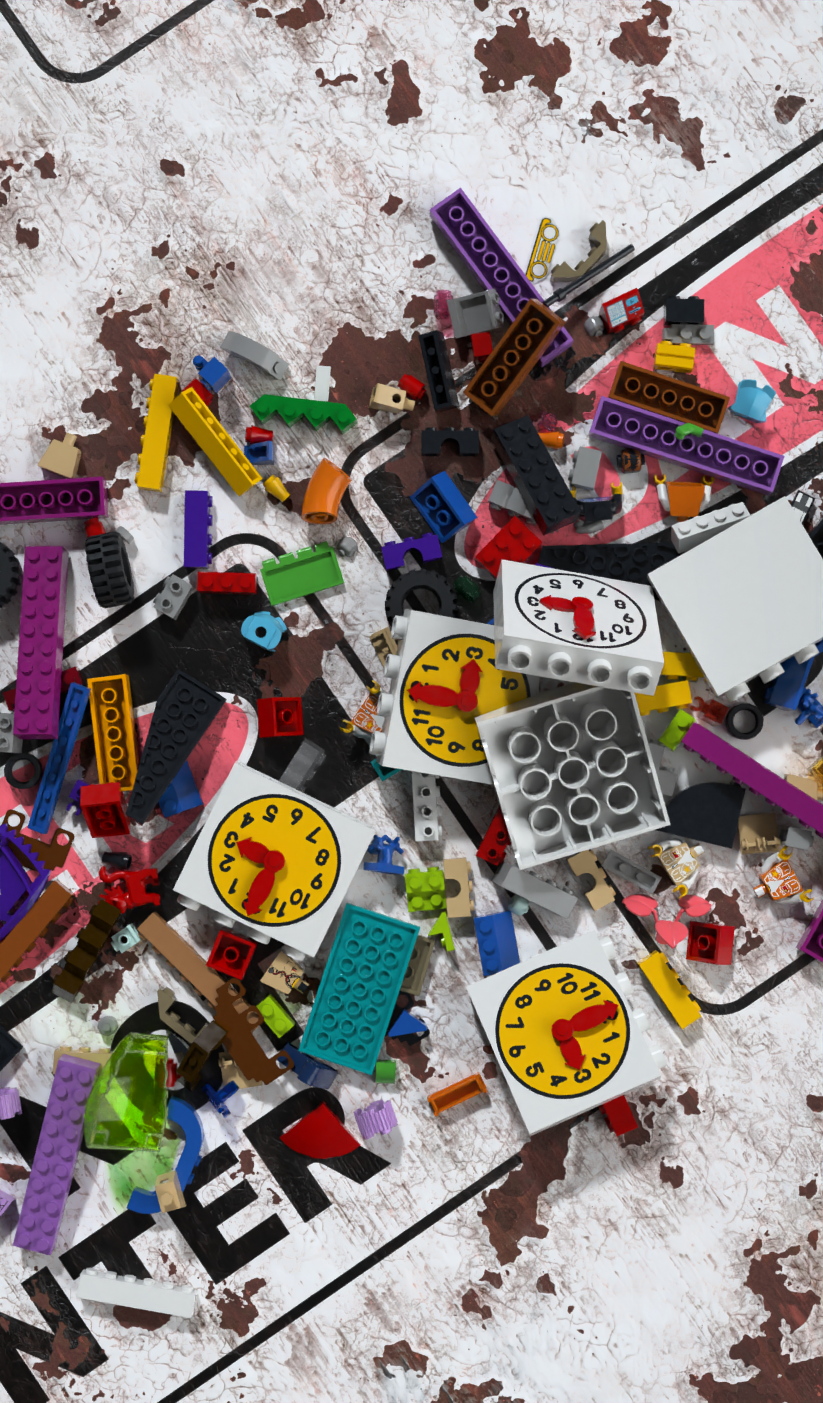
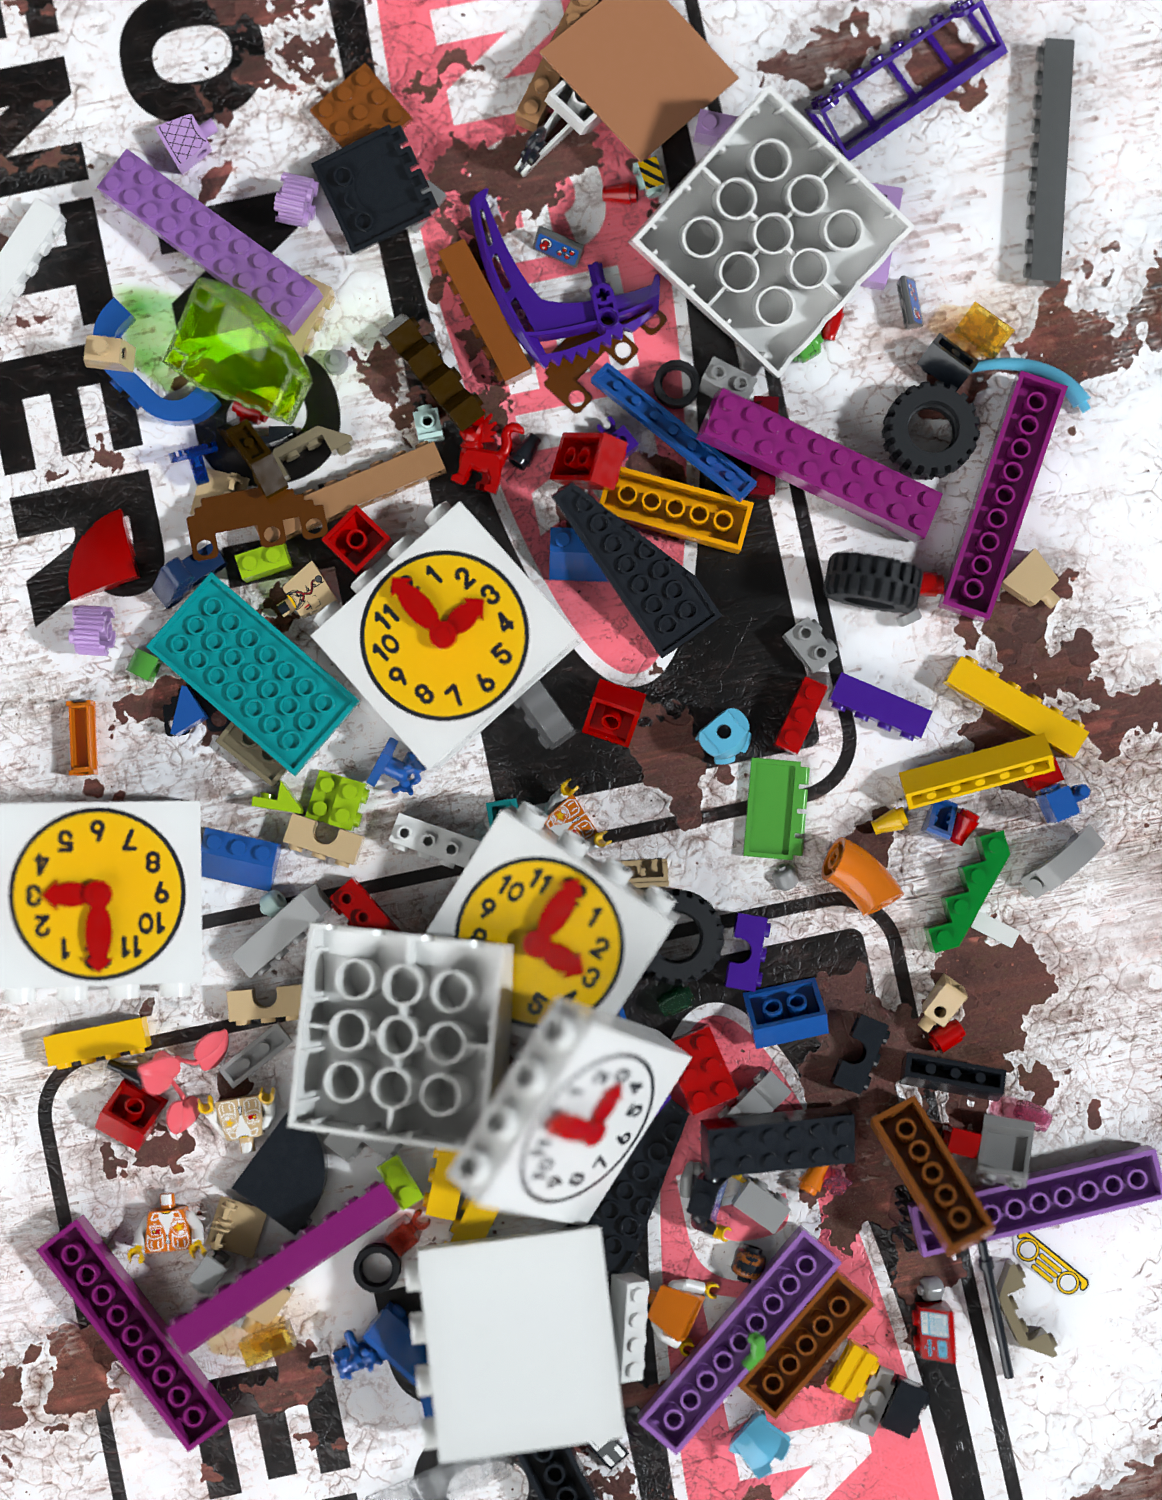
camera: 105 degrees right, 0 degrees up
(681, 954) = (127, 1071): none -> black cone

